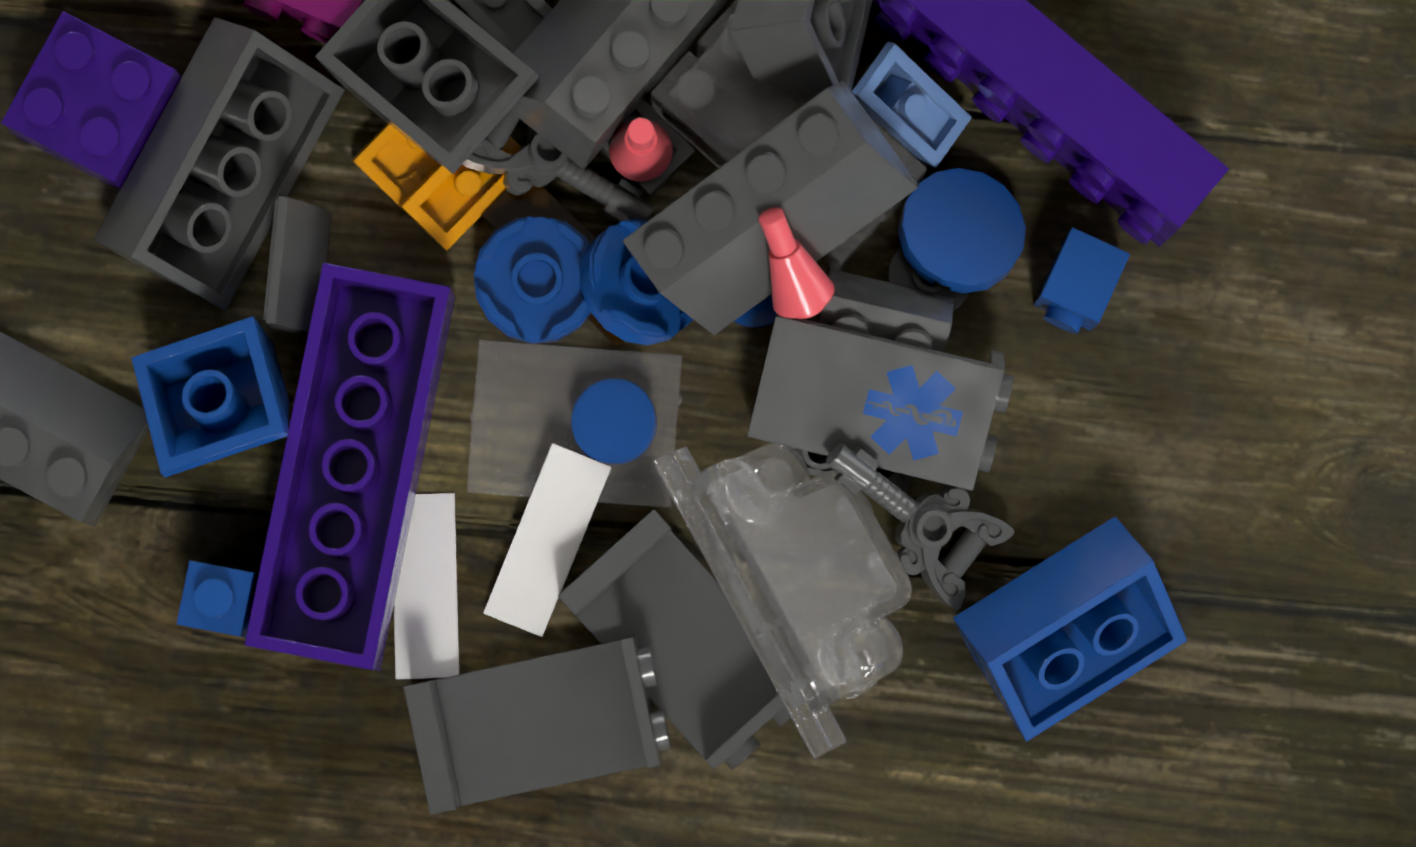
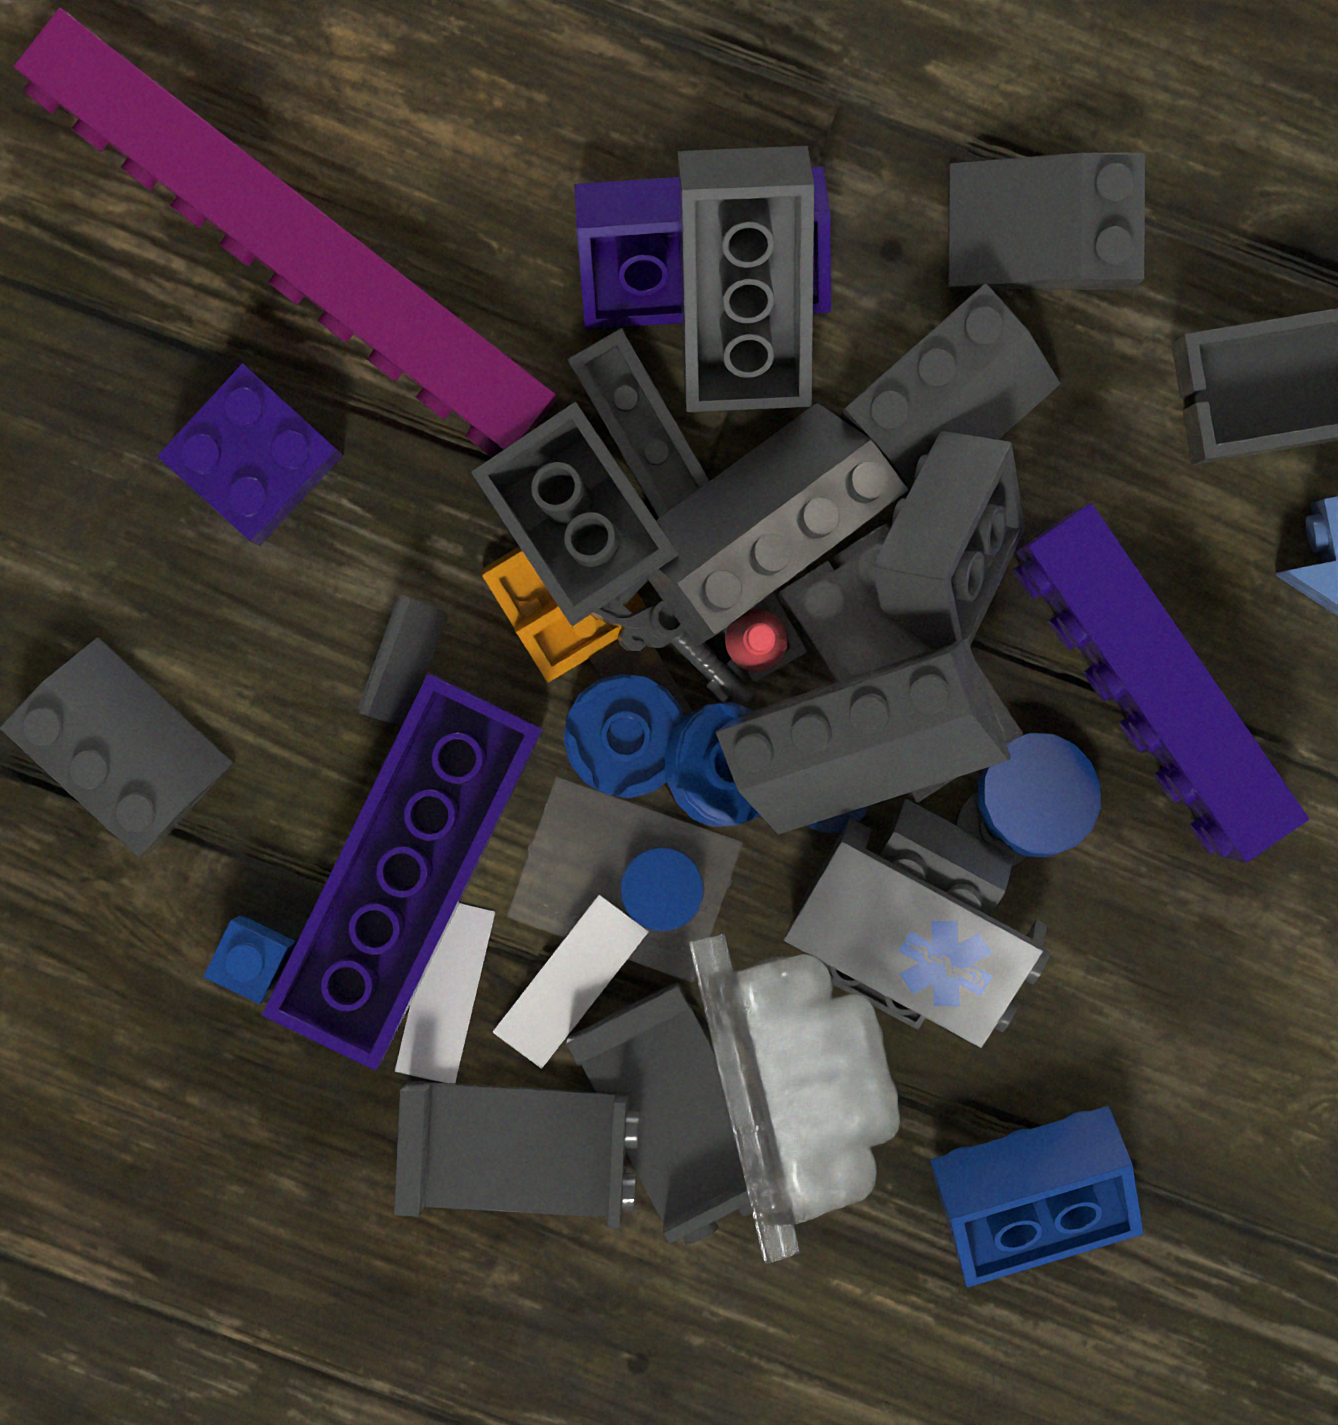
camera: 20 degrees right, 5 degrees up
(212, 395) = (291, 772): blue slope -> none
(219, 162) = (353, 544): dark grey slope -> none
(797, 281) = (870, 815): coral cone -> none
(910, 105) = (1023, 666): medium blue slope -> none
(924, 523) = (928, 1064): dark grey piece -> none
(1080, 281) = (1137, 874): blue brick -> none

